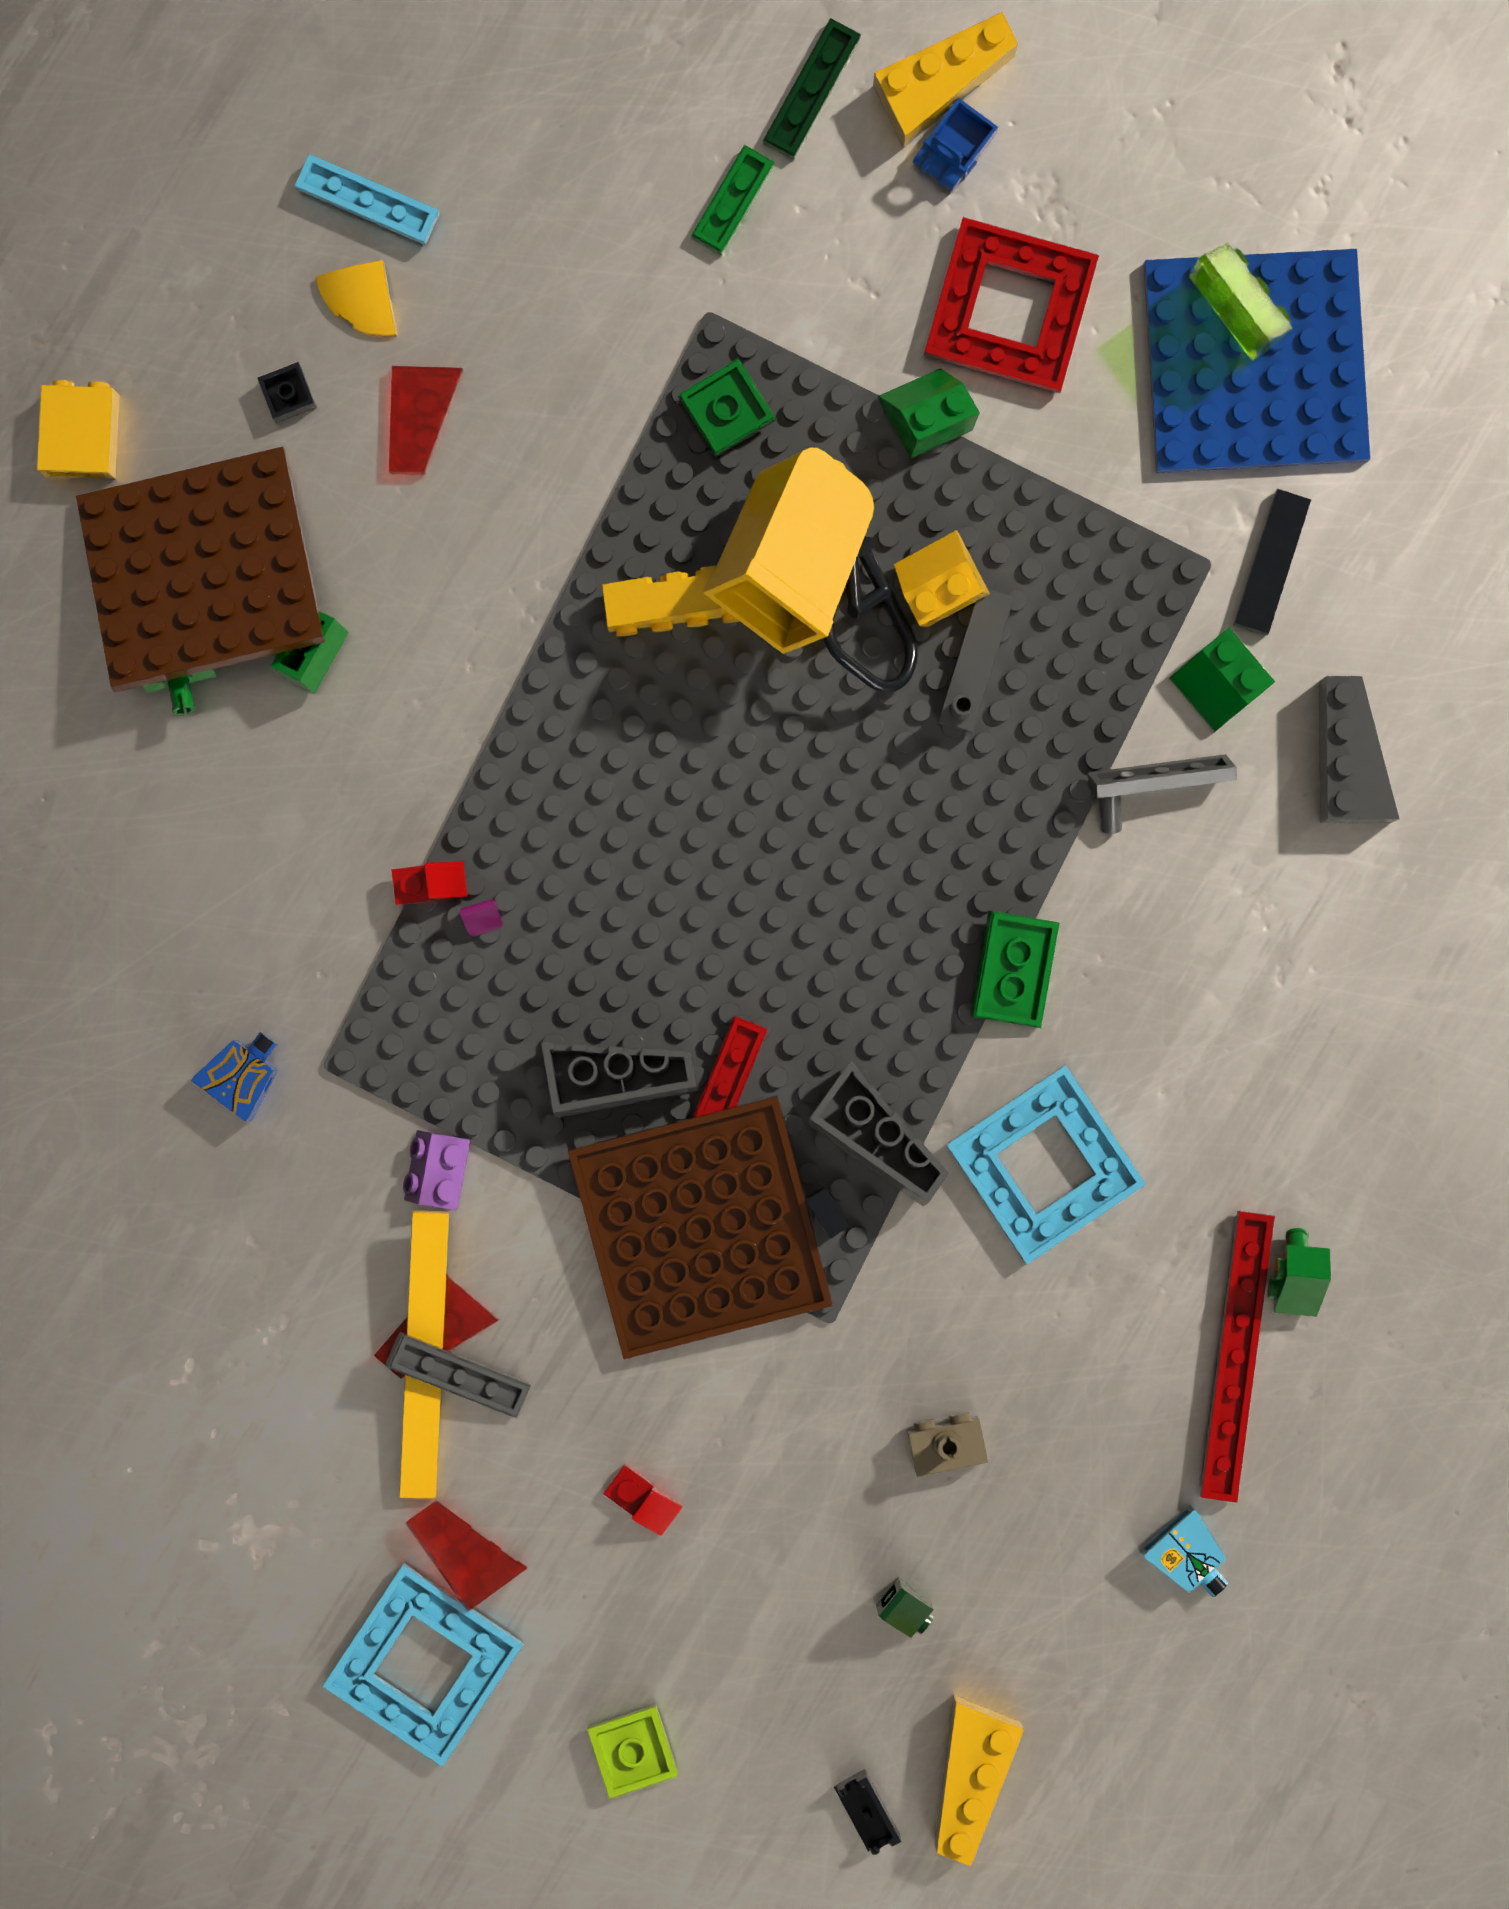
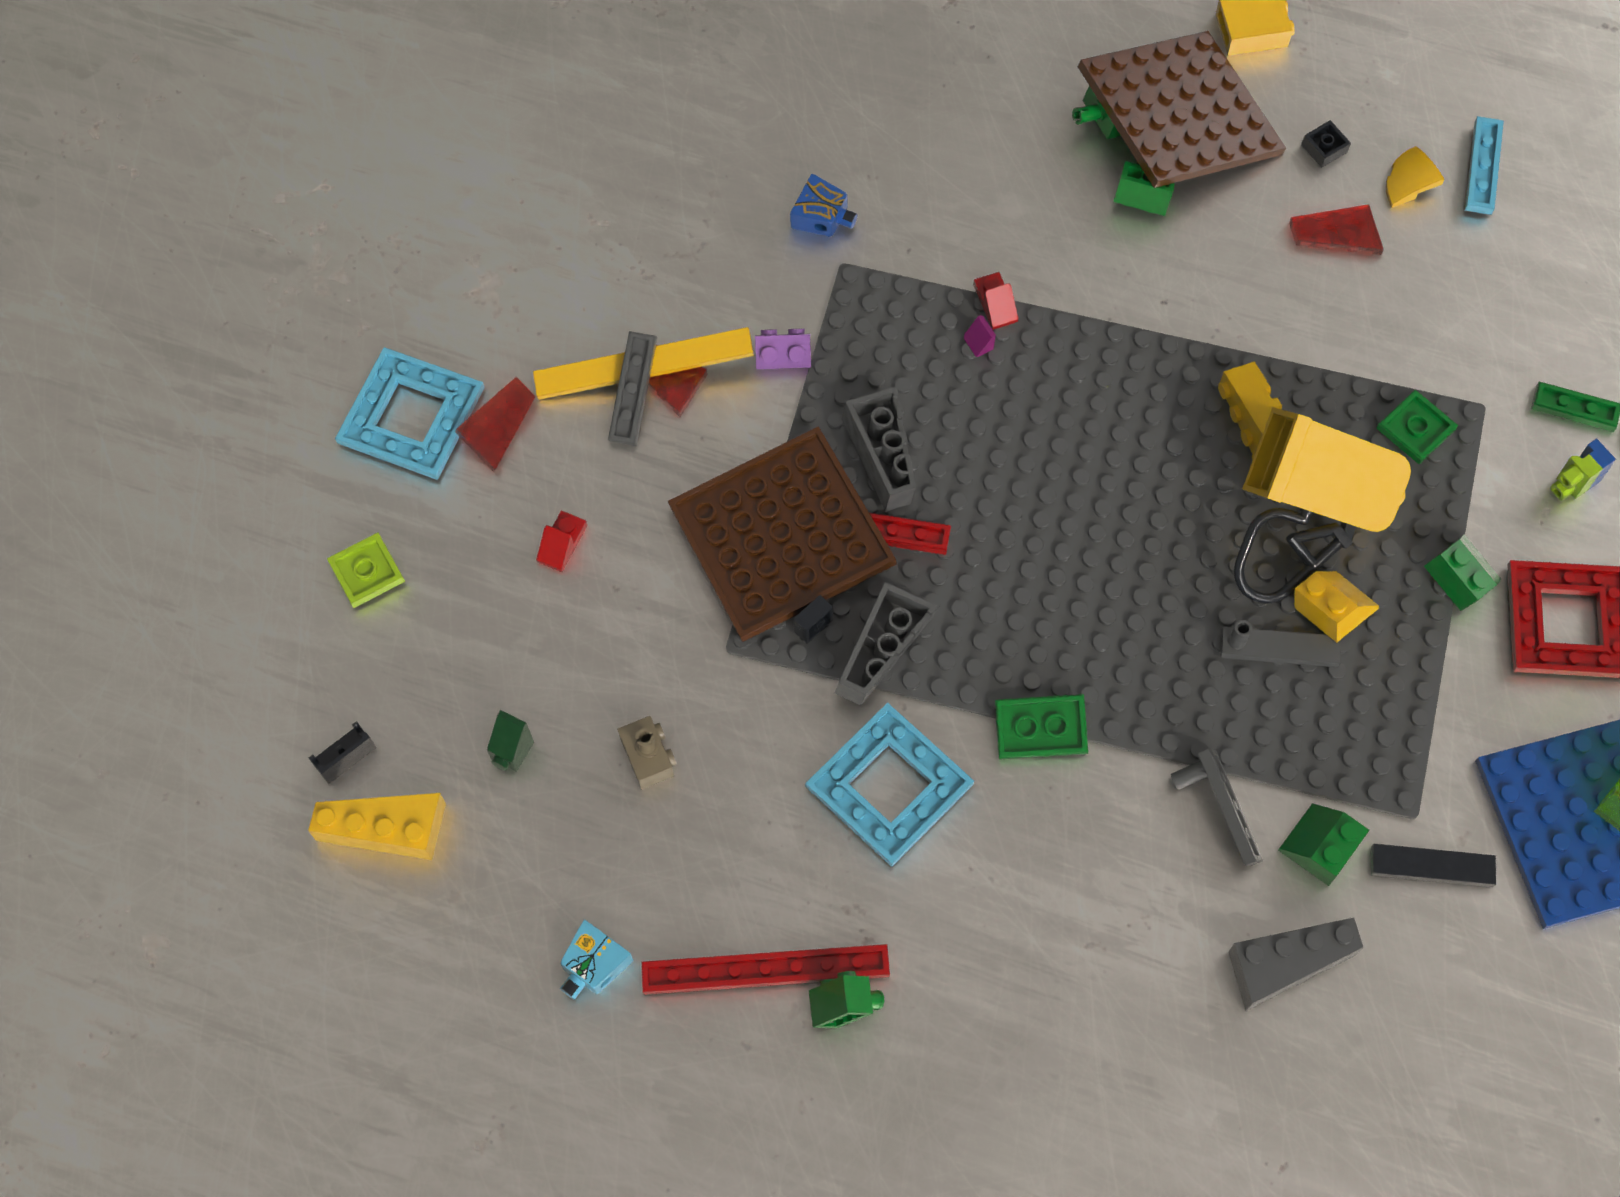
camera: 80 degrees right, 20 degrees down
(838, 228) = (1583, 471): none -> lime hips

